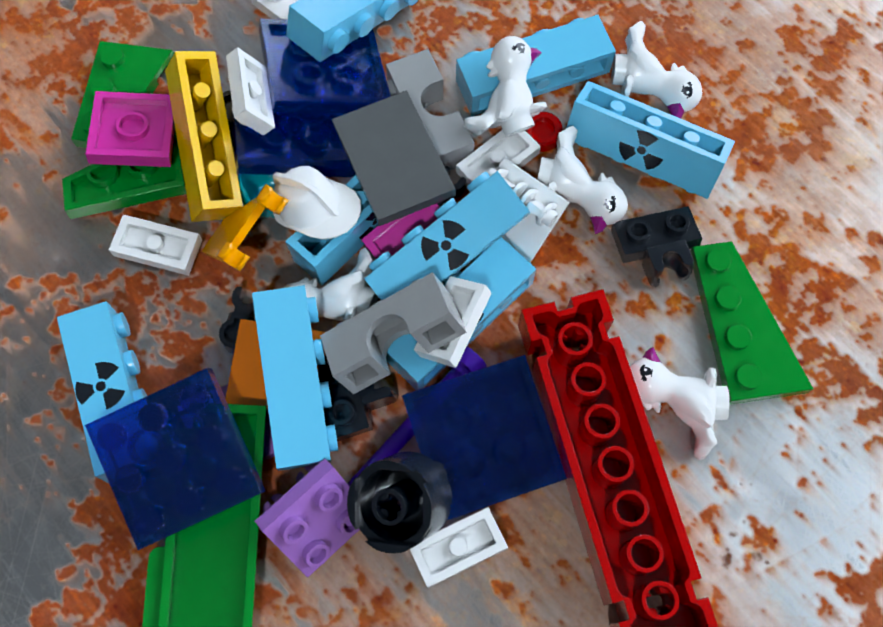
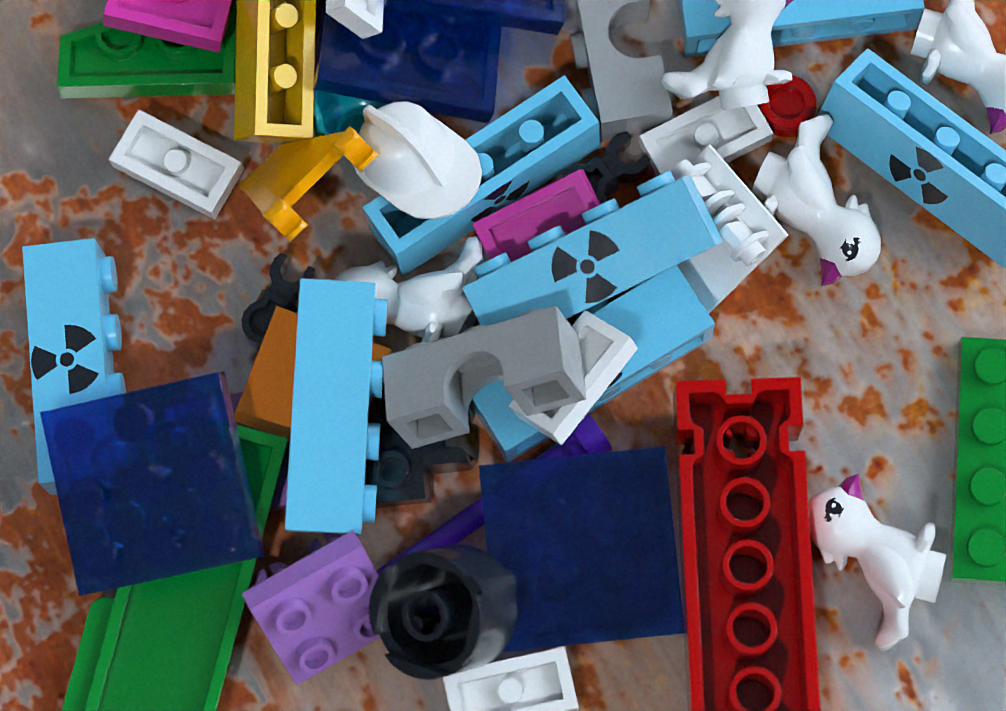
camera: 20 degrees right, 5 degrees up
(393, 158) = (543, 115): dark grey tile -> none
(660, 241) = (914, 317): black plate -> none

